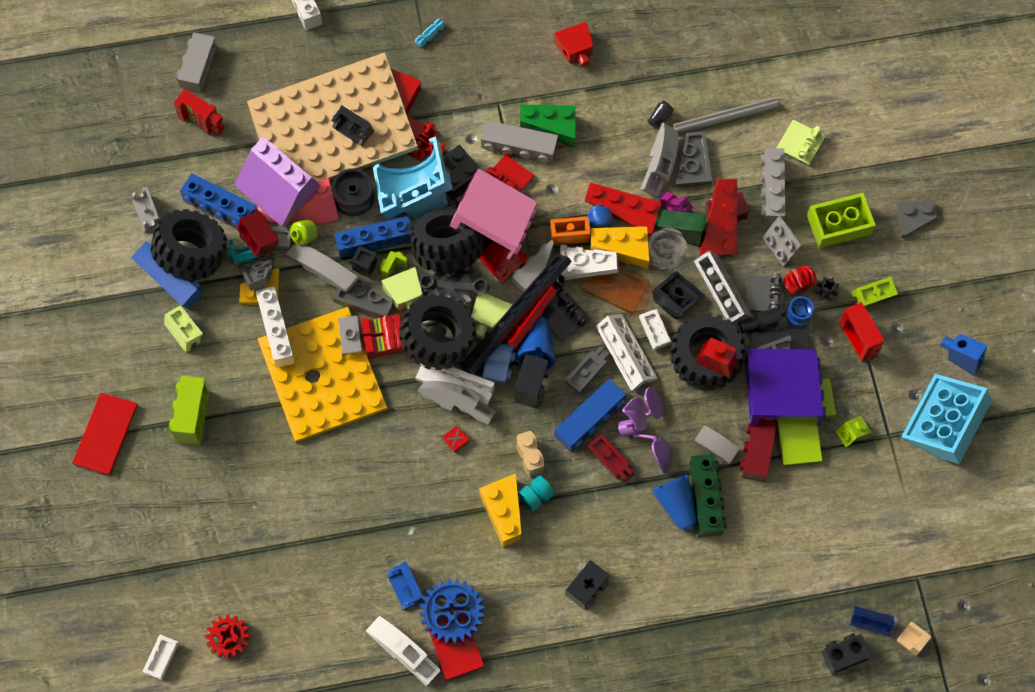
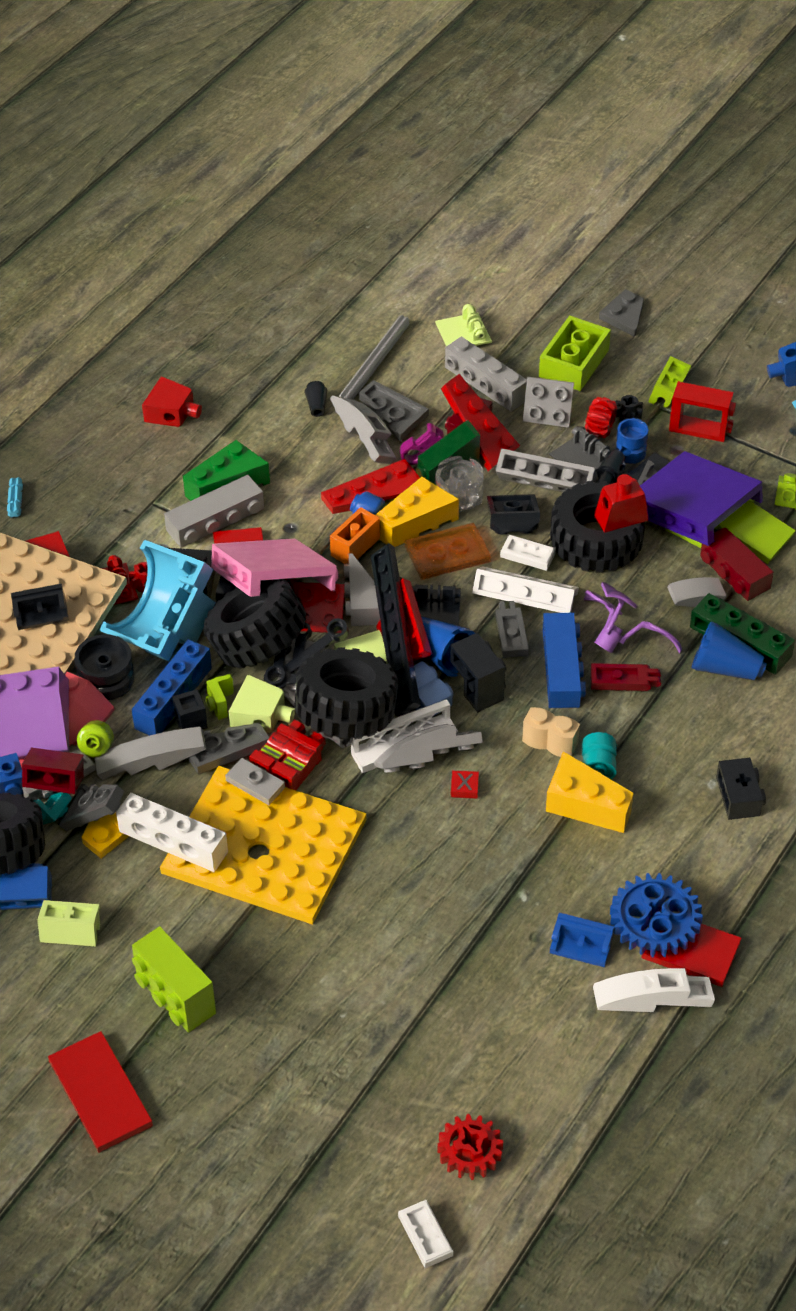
camera: 45 degrees left, 20 degrees down
(588, 263) = (408, 543): white wing -> none

